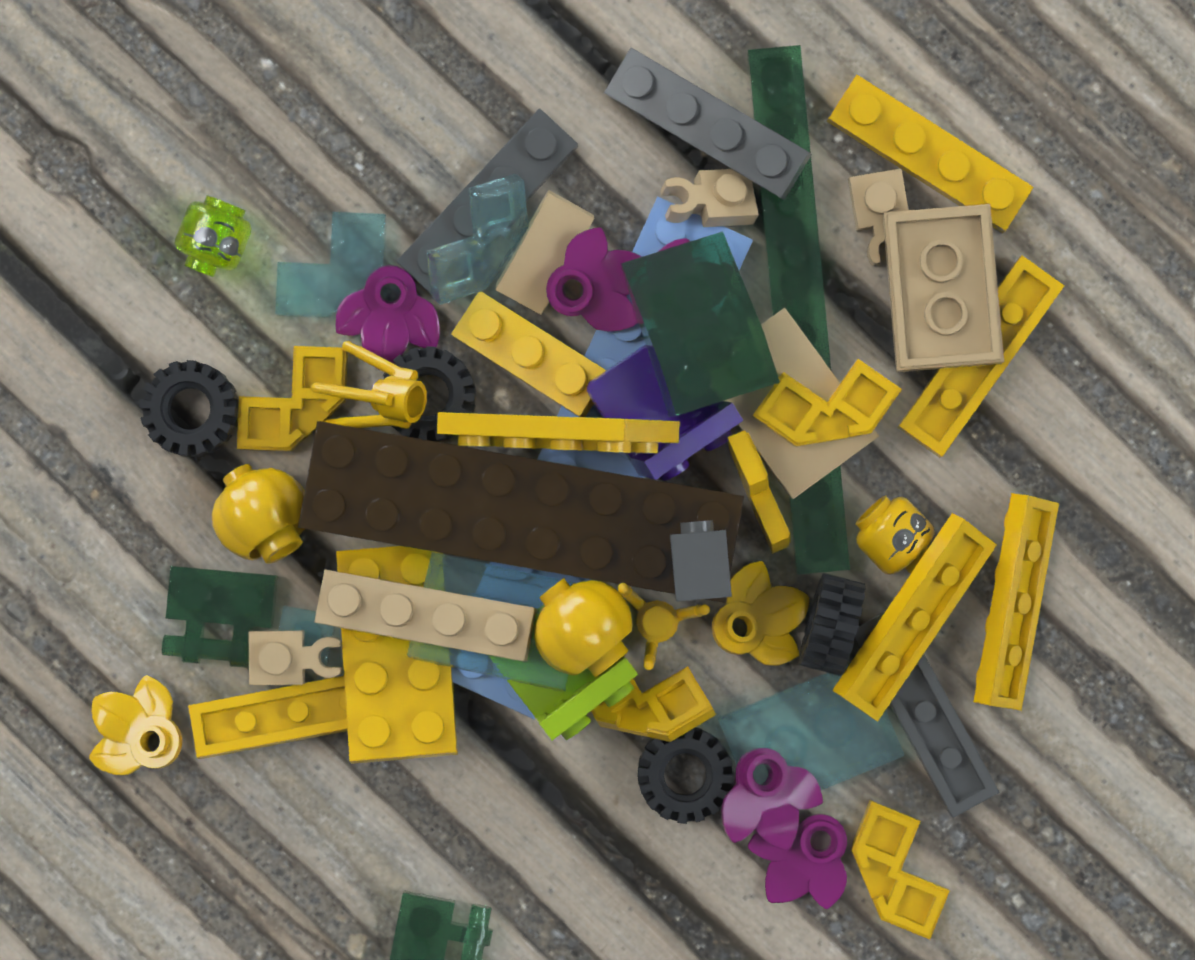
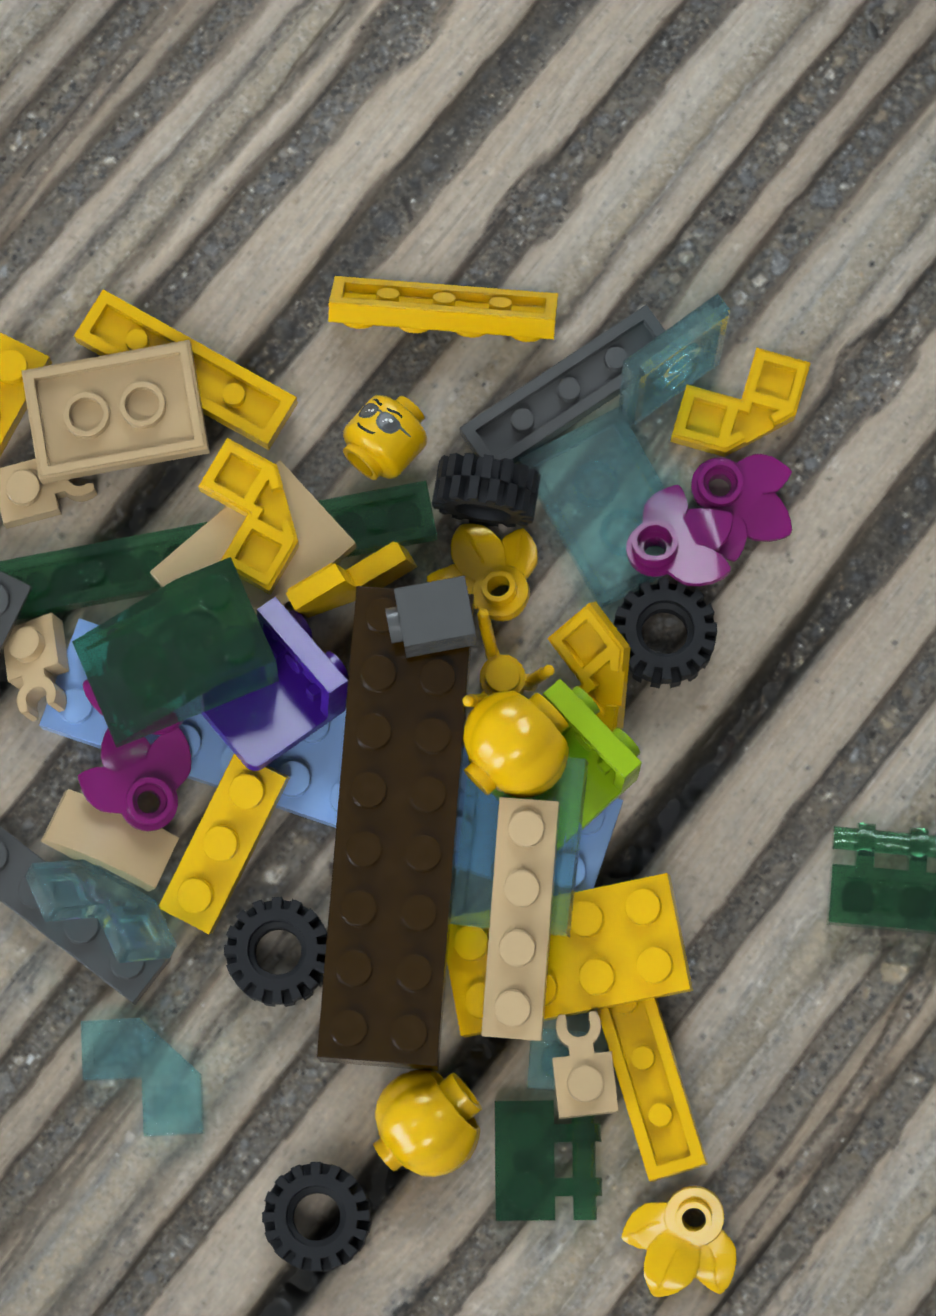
camera: 90 degrees left, 10 degrees down
(212, 235) = (119, 1209): clear neon green head -> none
(286, 422) = (287, 1078): yellow tile -> none
(388, 325) = (204, 1006): magenta plate -> none
(397, 397) = (283, 974): yellow plant -> none
(558, 432) = (305, 790): yellow plate -> none
(914, 617) = (469, 404): yellow plate -> none
(934, 813) = (673, 360): none -> clear light blue tile

